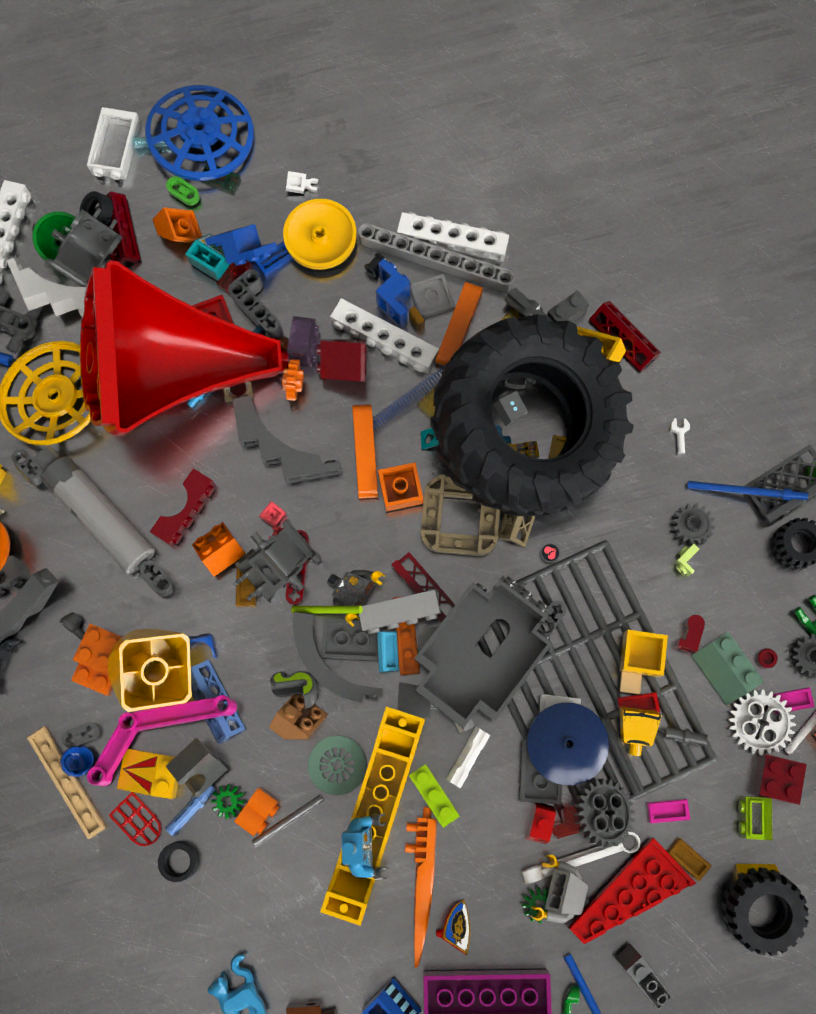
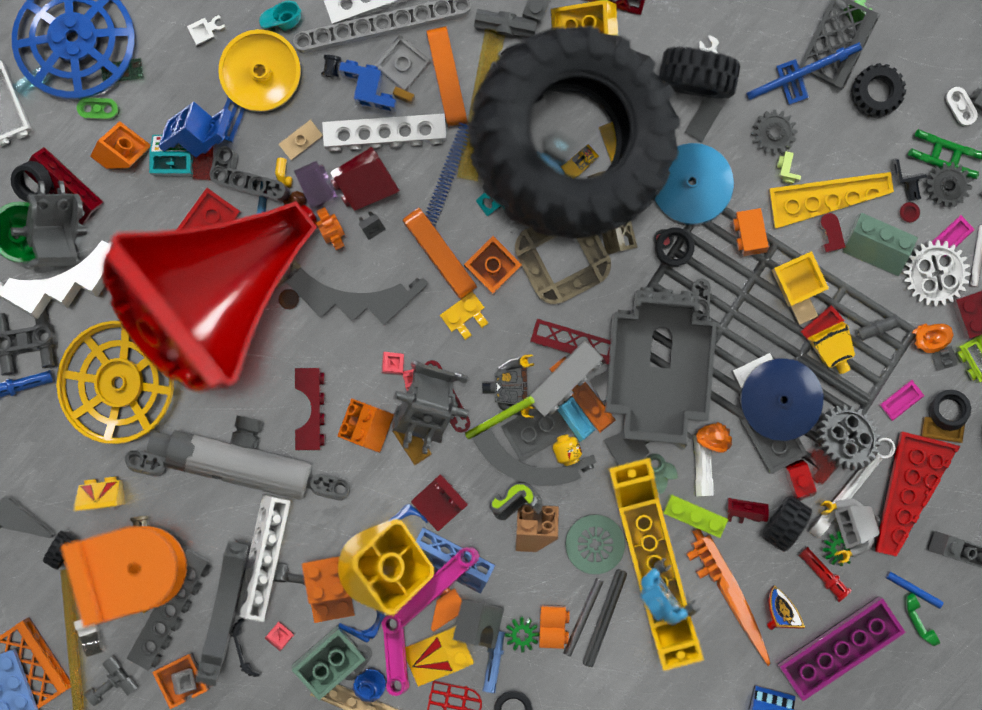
camera: 35 degrees left, 10 degrees up
(36, 673) = (279, 636): none -> coral tile
(56, 719) = (328, 662): none -> sand green slope
(65, 601) = (263, 558): none -> white brick
(101, 715) = (365, 635): none -> blue helmet
(122, 494) = (246, 432): none -> dark grey wheel
(181, 737) = (446, 608): none -> orange slope
(226, 416) = (289, 299): none -> reddish brown tile
(234, 648) = (439, 502): none -> dark red bracket
(284, 319) = (280, 172): none -> yellow arm
(304, 833) = (605, 618): none -> dark grey axle
(316, 304) = (301, 140): none -> tan plate
(327, 399) = (371, 225): none -> dark grey tile
(353, 510) = (462, 312): none -> yellow plate
(364, 207) = (283, 15): none -> teal piece
(364, 671) = (567, 450): none -> yellow head
(429, 741) = (662, 472): none -> sand green plate
(482, 820) = (746, 509): none -> dark red plate
(491, 739) = (715, 437): none -> orange hat
(507, 853) = (787, 523): none -> black tyre
(514, 927) = (831, 581): none -> red pin
(558, 549) = (659, 247): none -> black tyre
(602, 540) = (709, 195): none -> dark azure dish
(626, 590) = (751, 232): none -> orange brick
(641, 480) = (703, 119): none -> dark grey tile
(663, 436) = (700, 72): none -> black tyre
(694, 598) = (814, 199): none -> yellow wing
(716, 836) = (958, 397): none -> black tyre
(725, 798) = (944, 358): none -> dark grey tile
(727, 775) = (933, 337): none -> orange hat
(728, 510) = (801, 81): none -> blue tile
(783, 634) = (911, 181): none -> black bracket

